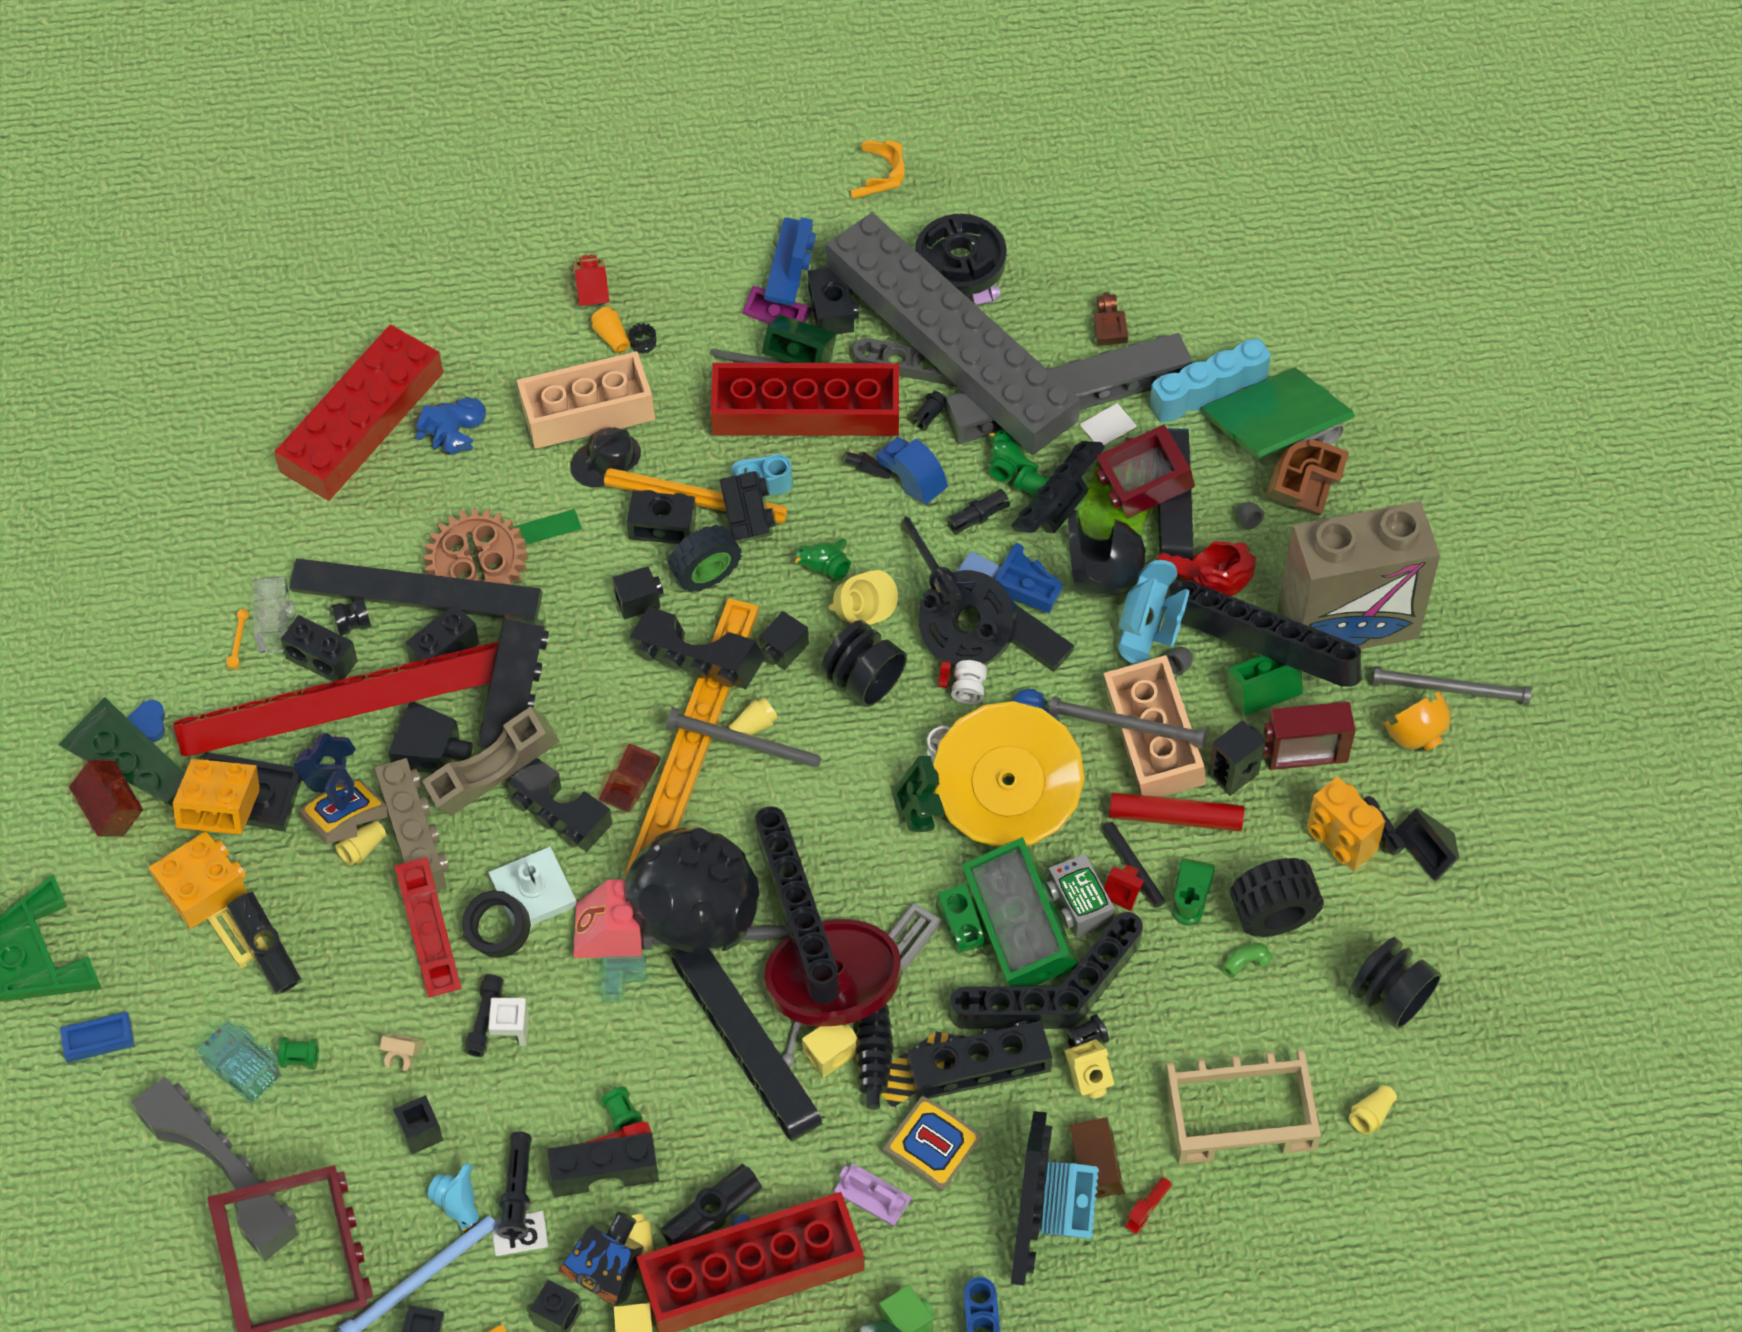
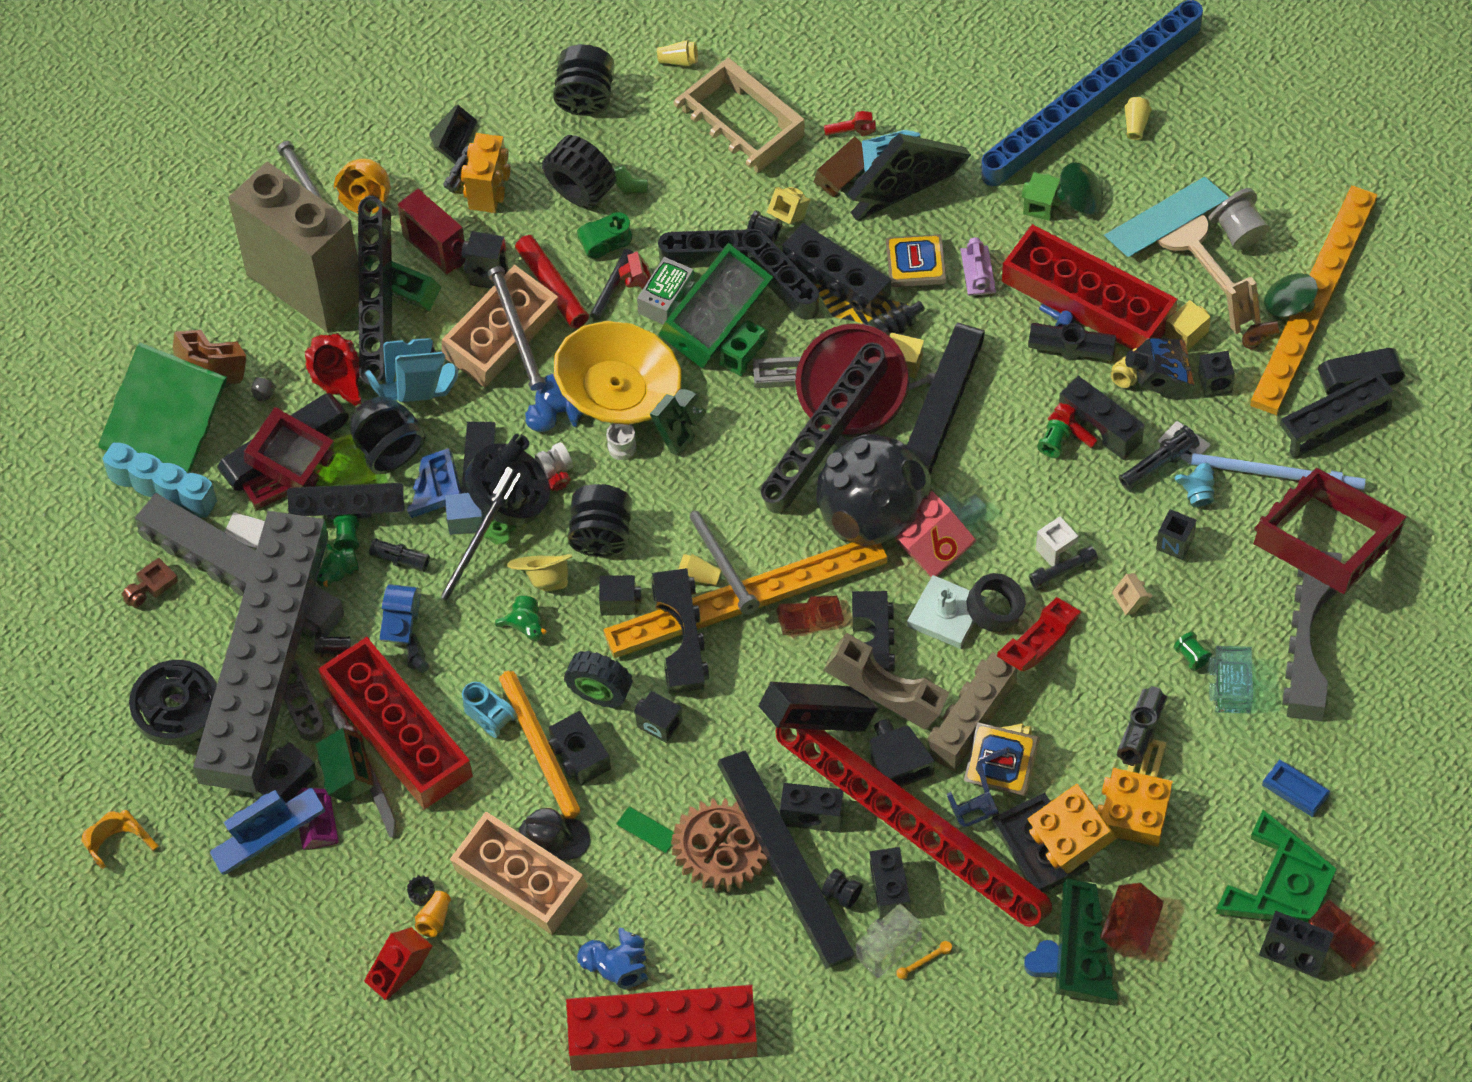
camera: 125 degrees left, 0 degrees up
(747, 506) = (528, 686): black brick -> none

